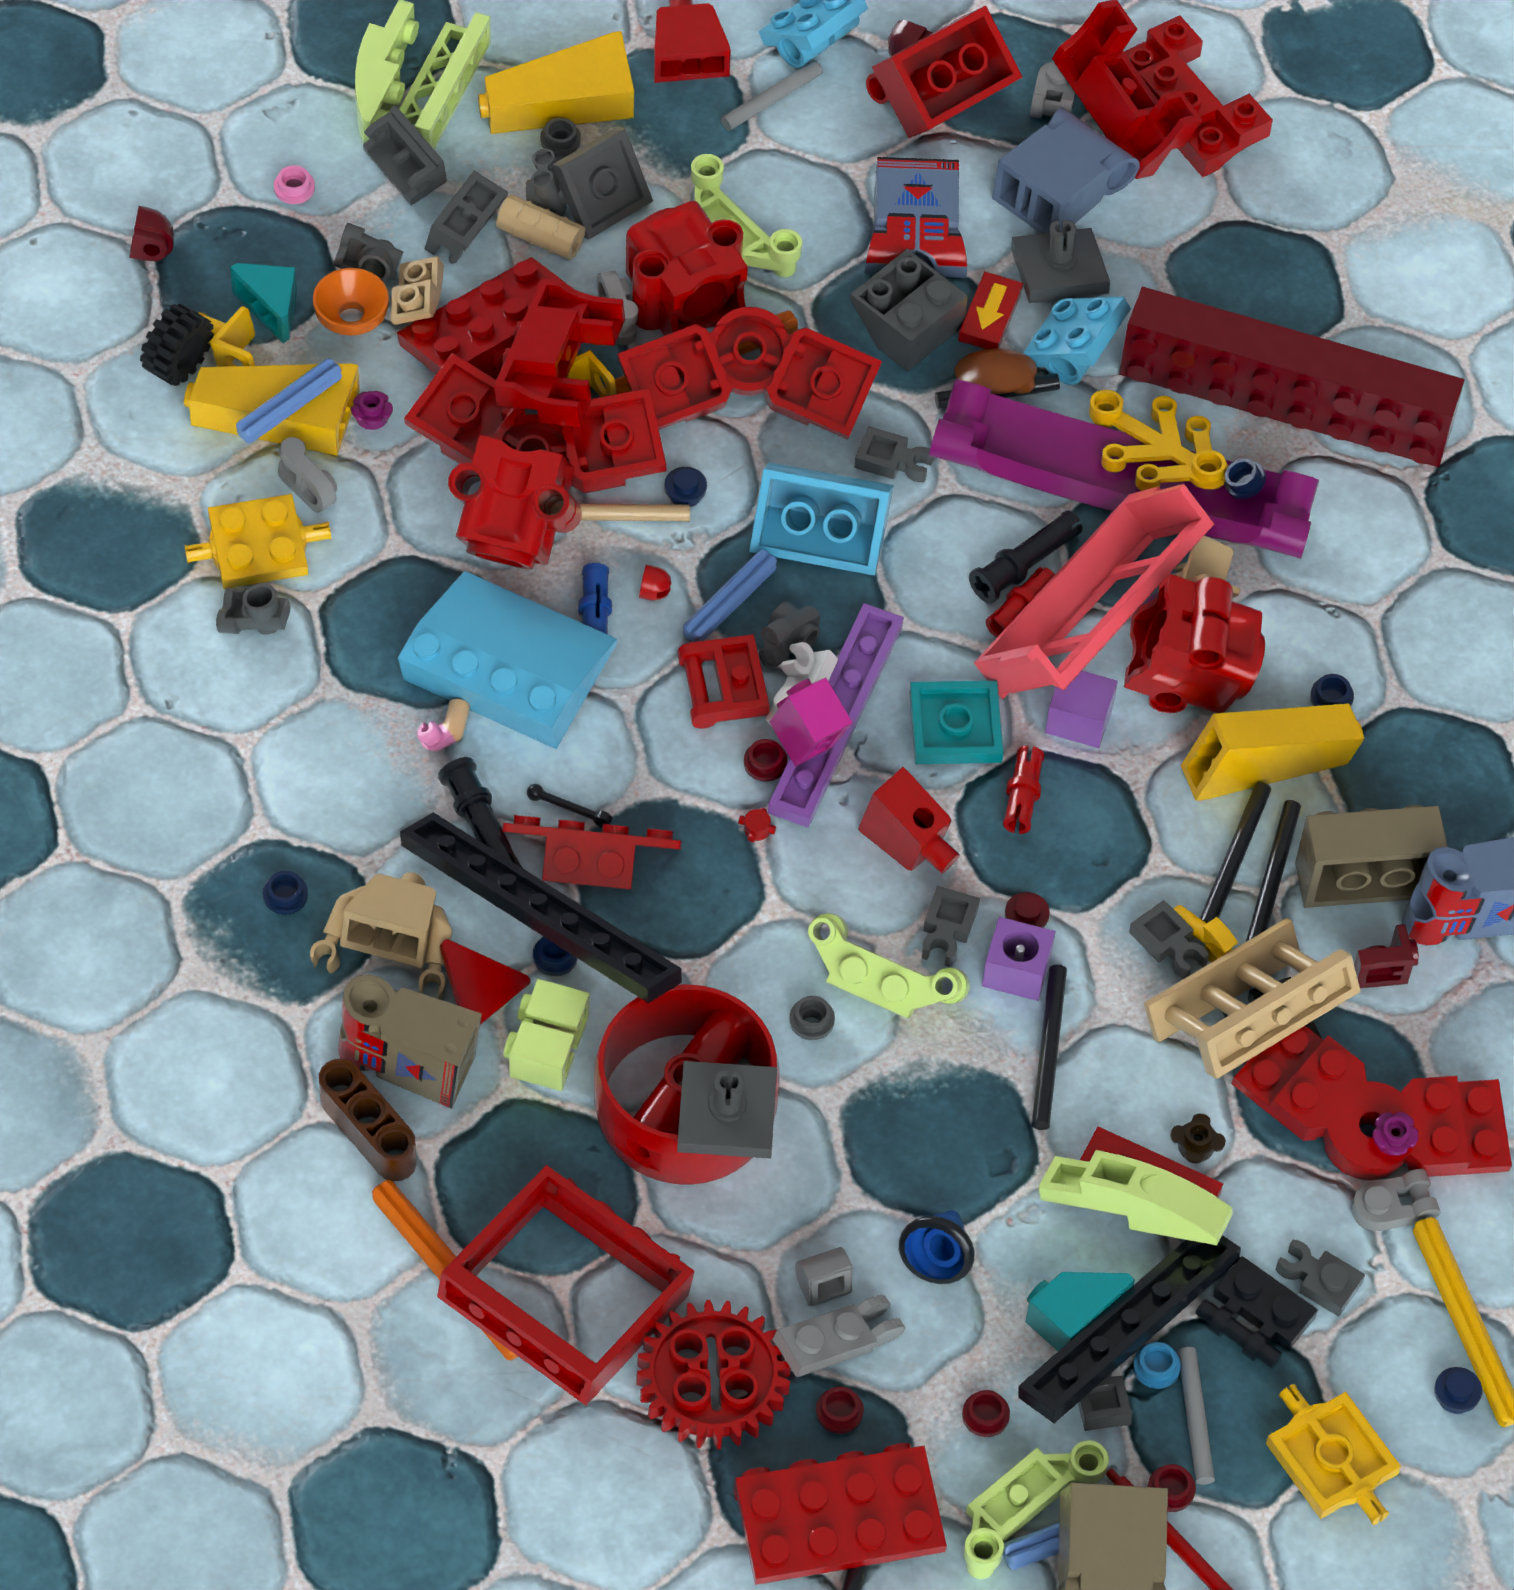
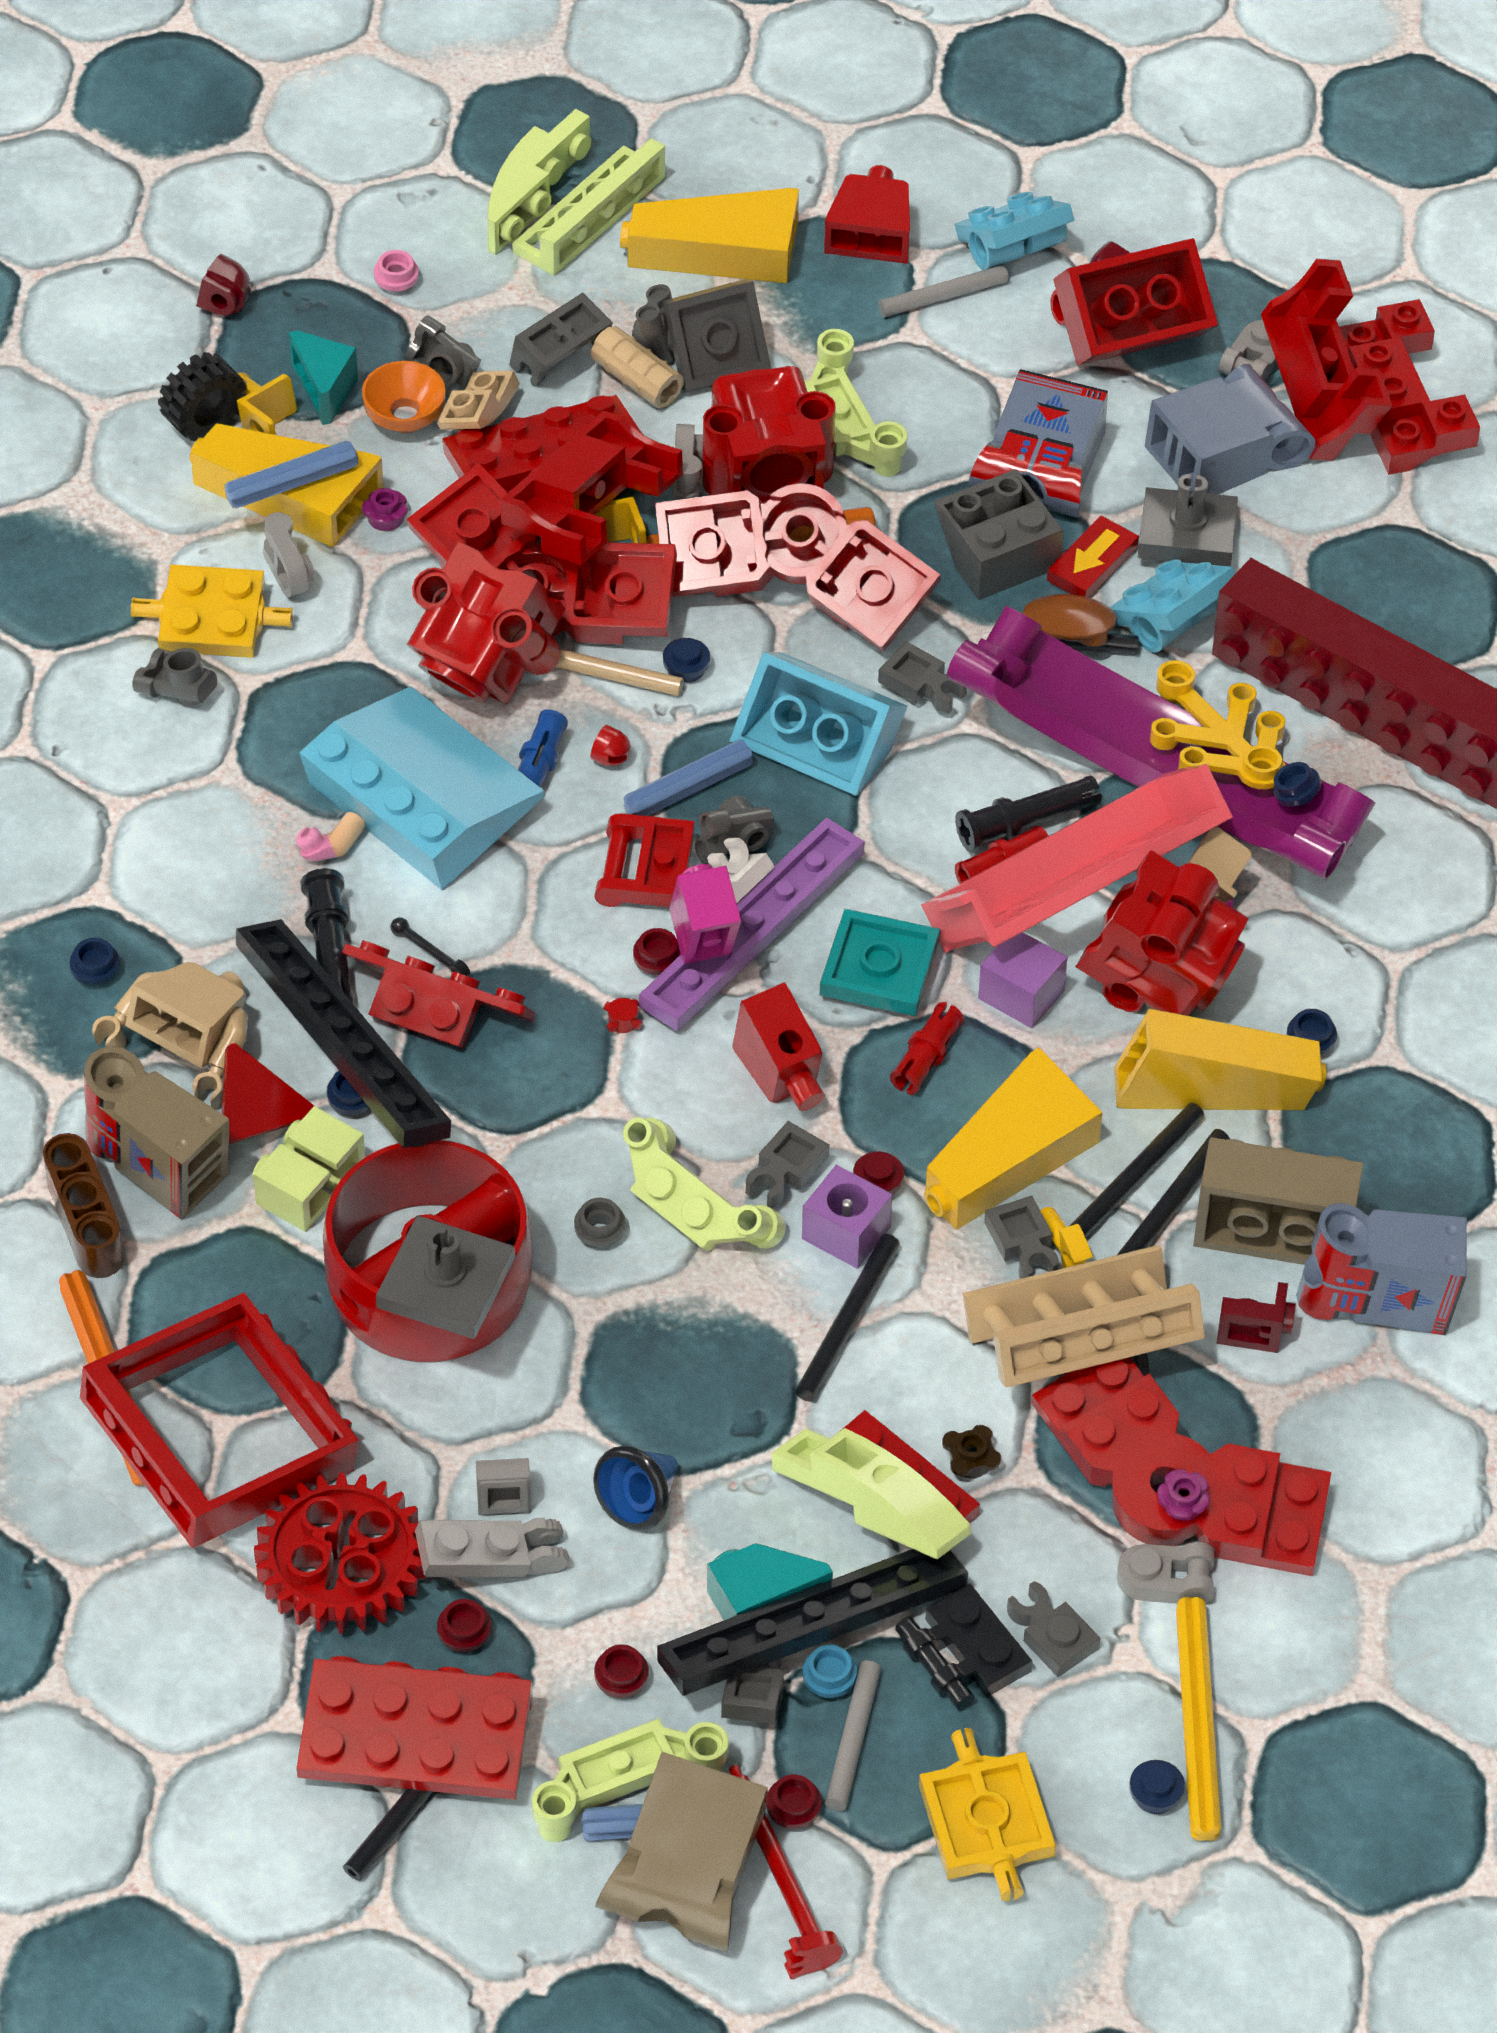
camera: 20 degrees right, 5 degrees down
(404, 156) = (520, 266): dark grey hinge -> none
(560, 136) = (695, 278): dark grey plate -> none
(1131, 851) = (1012, 1141): none -> yellow slope

